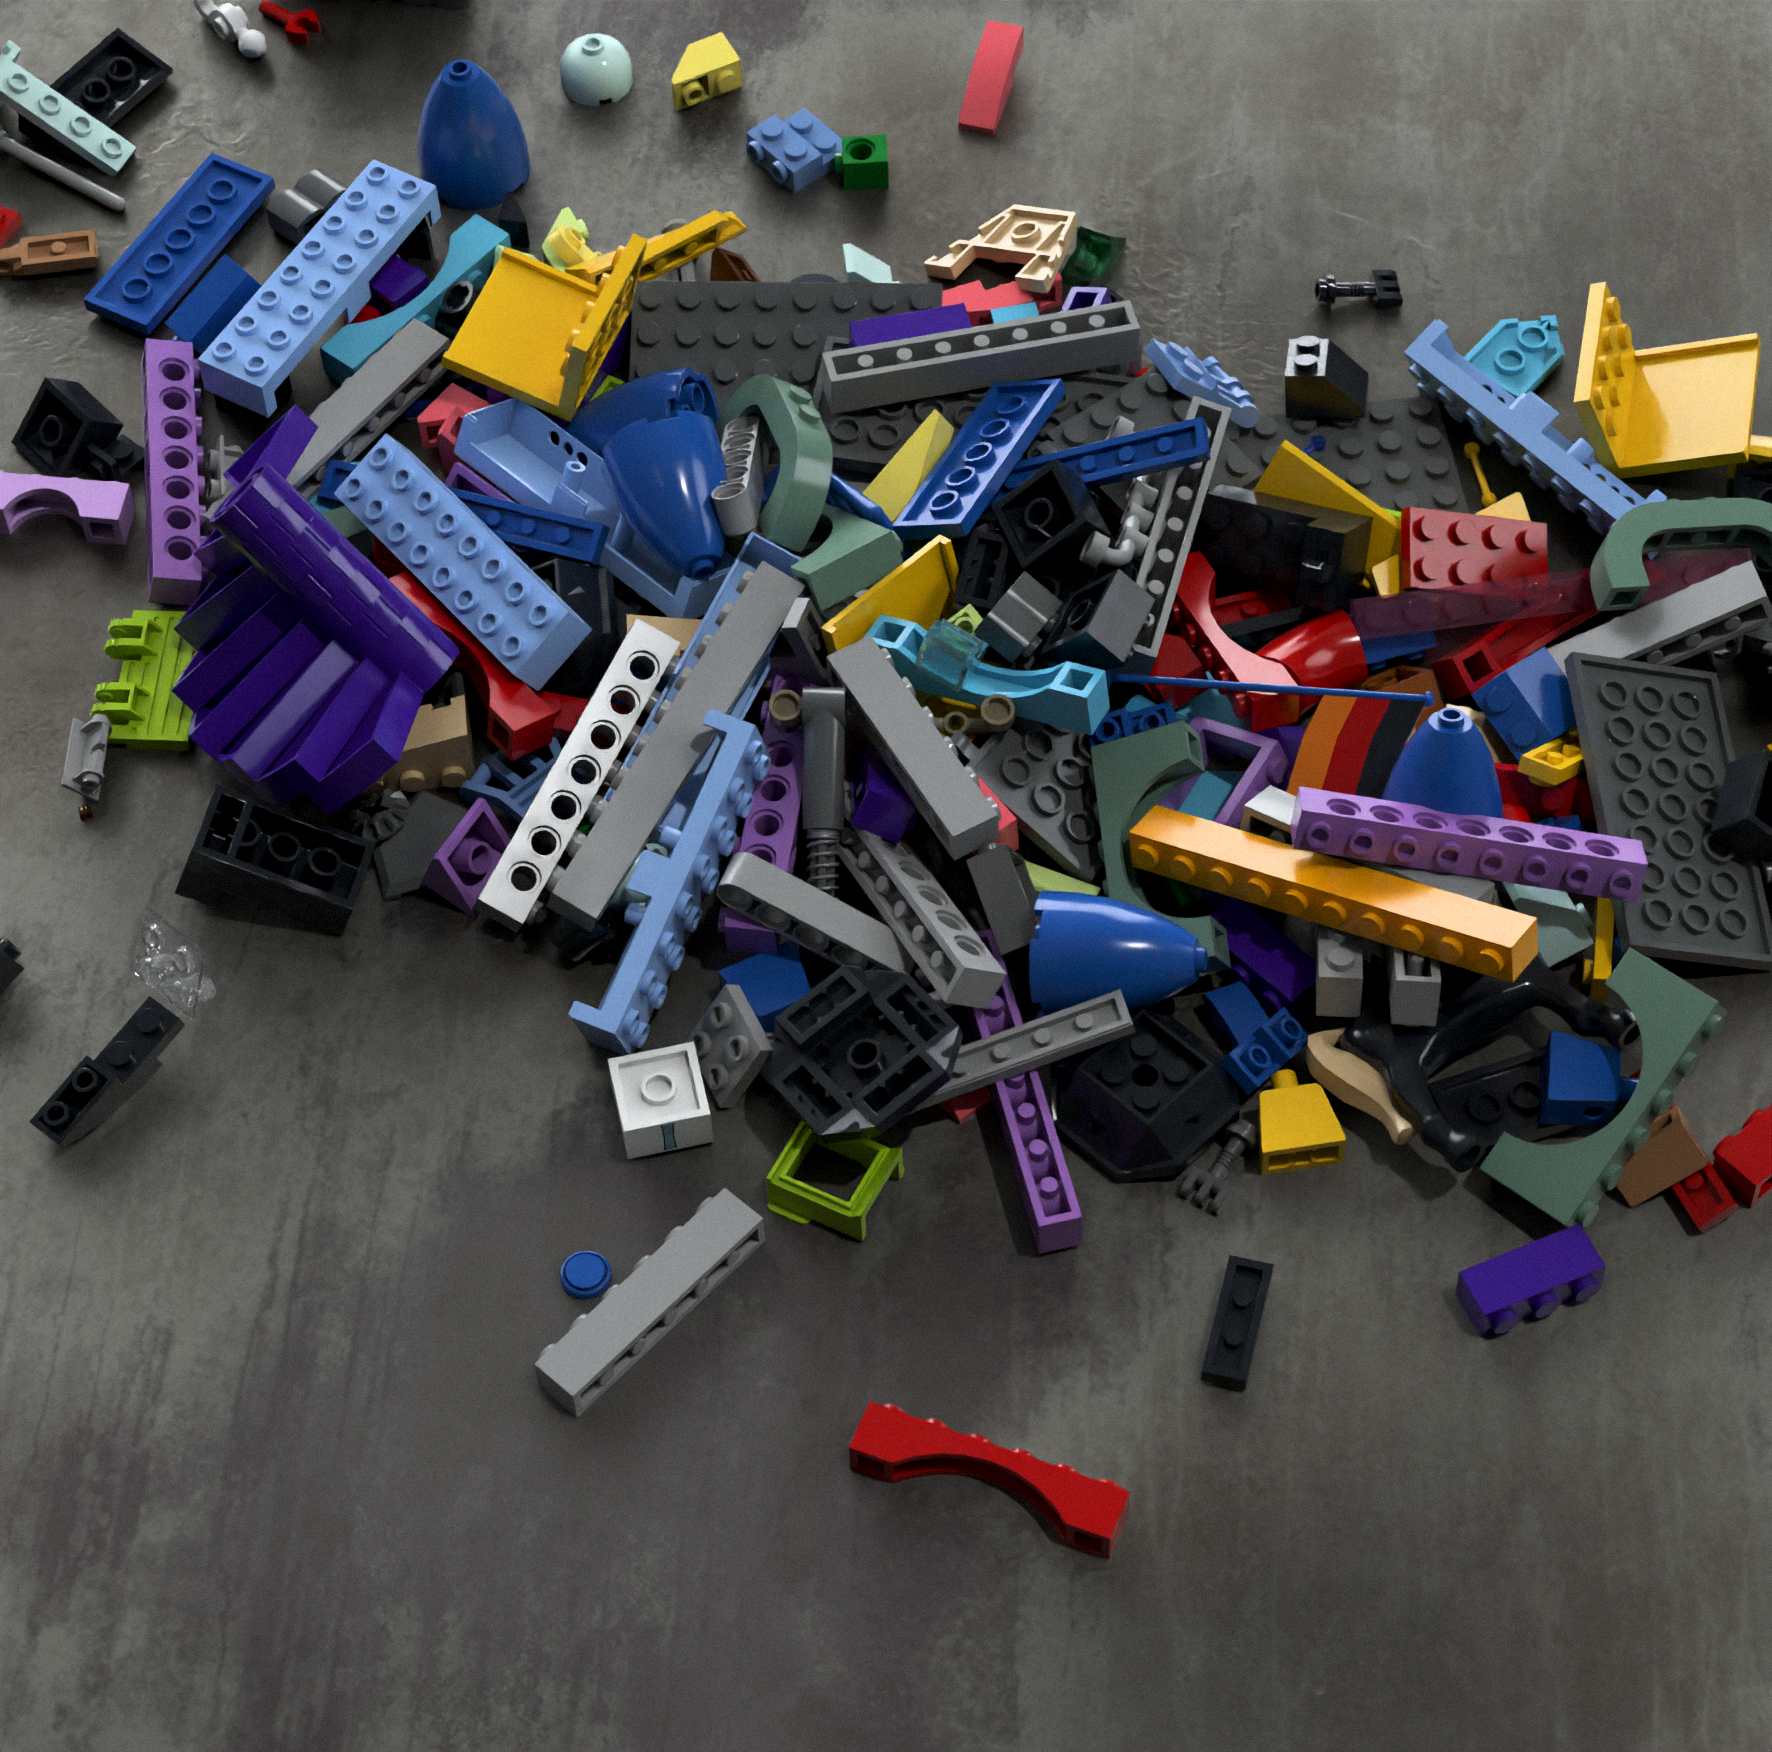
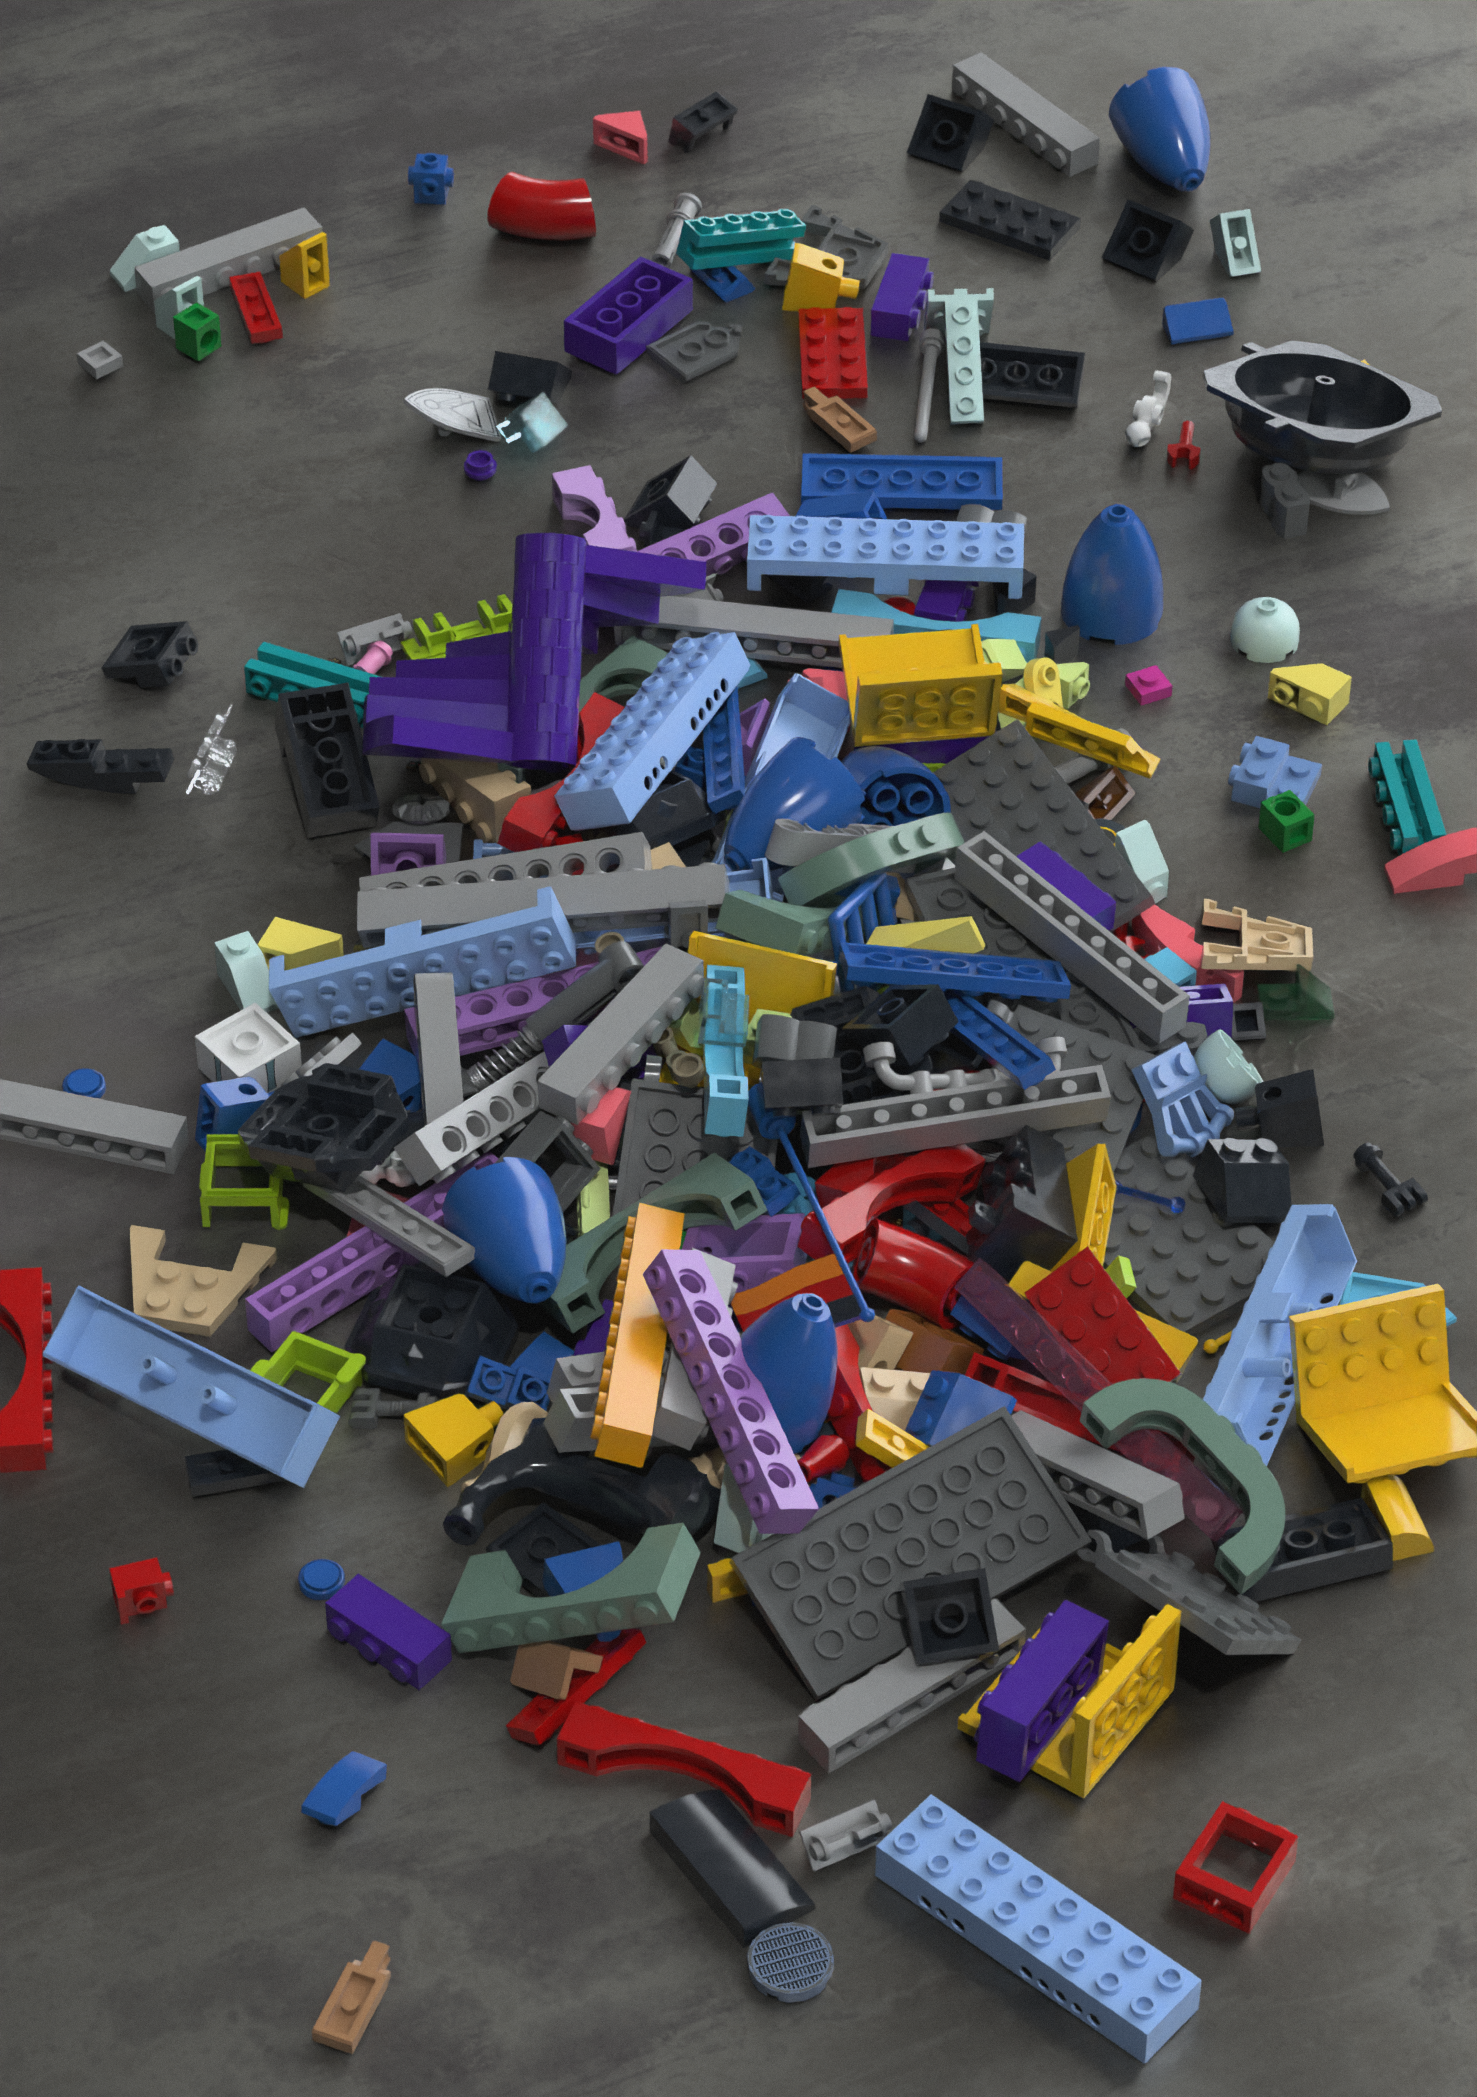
camera: 60 degrees right, 10 degrees down
(120, 775) = (377, 655): none -> bright pink pin
(123, 836) = (287, 670): none -> teal brick
(517, 1003) = (299, 943): none -> light yellow slope
(528, 1062) = (244, 971): none -> light aqua slope
(603, 184) = (1148, 685): none -> dark pink plate
(740, 1129) = (227, 1106): none -> blue torso
(896, 68) = (1406, 796): none -> teal brick
(954, 1293) = (188, 1295): none -> tan wing
(1136, 1321) = (191, 1386): none -> light blue piece
(1174, 1184) = (317, 1360): none -> lime piece
(1176, 328) = (1227, 1071): none -> light aqua cylinder
(1250, 315) = (1285, 1111): none -> black torso
(1364, 1481) = (140, 1588): none -> red brick
(1415, 1316) = (321, 1579): none -> blue piece
(1718, 1395) = (340, 1789): none -> blue slope

